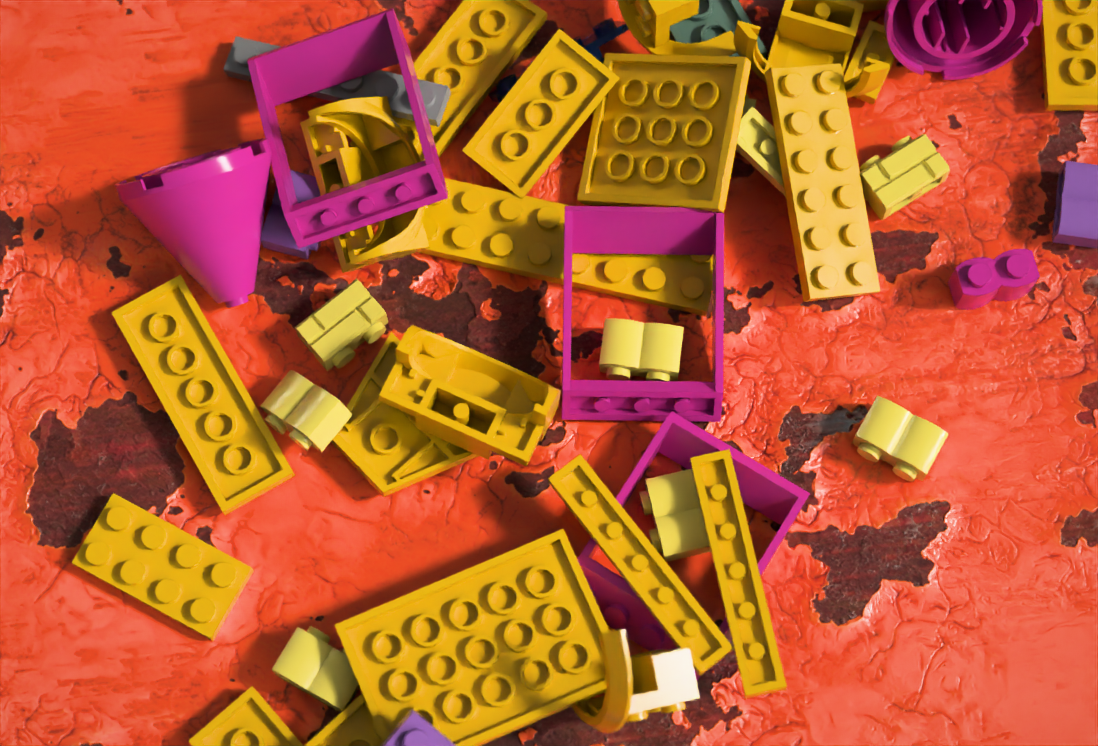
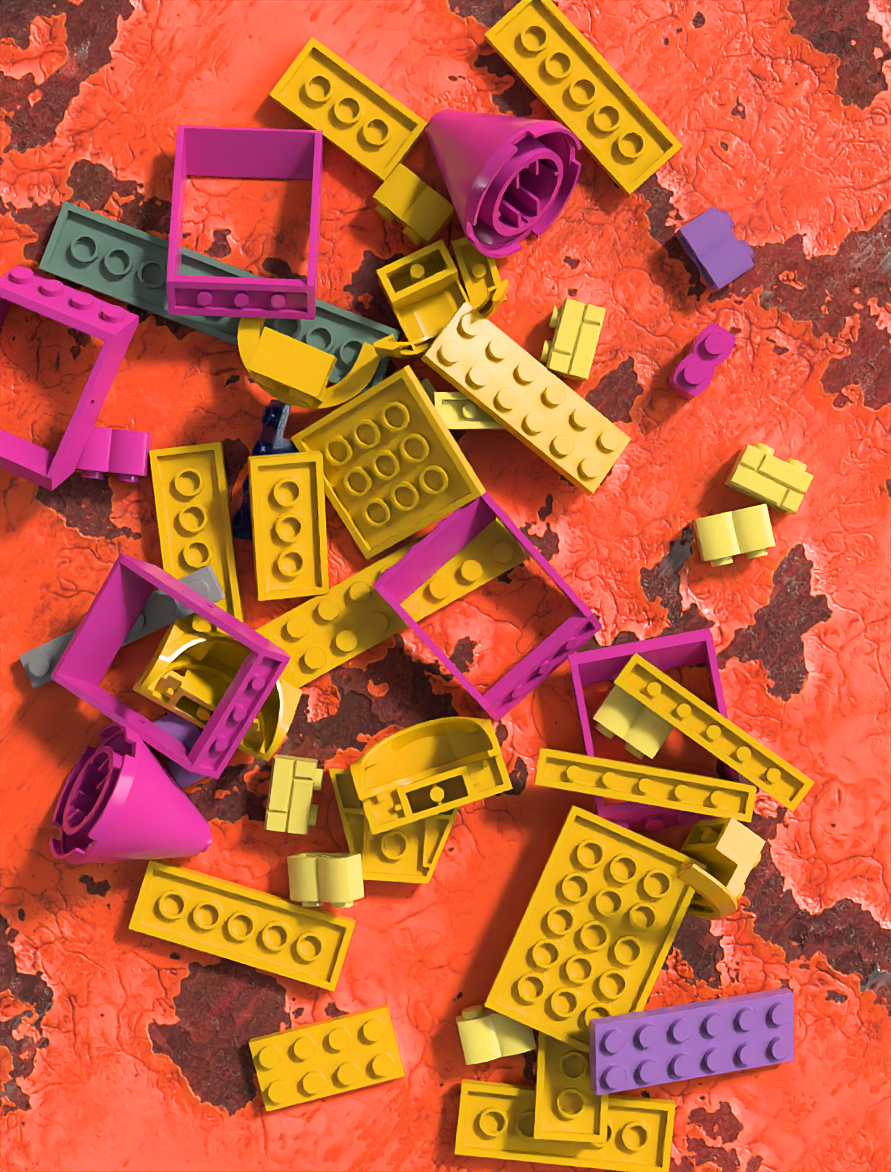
camera: 45 degrees left, 15 degrees up
(640, 350) = (508, 628): light yellow brick -> none
(967, 415) = (769, 478): none -> light yellow brick

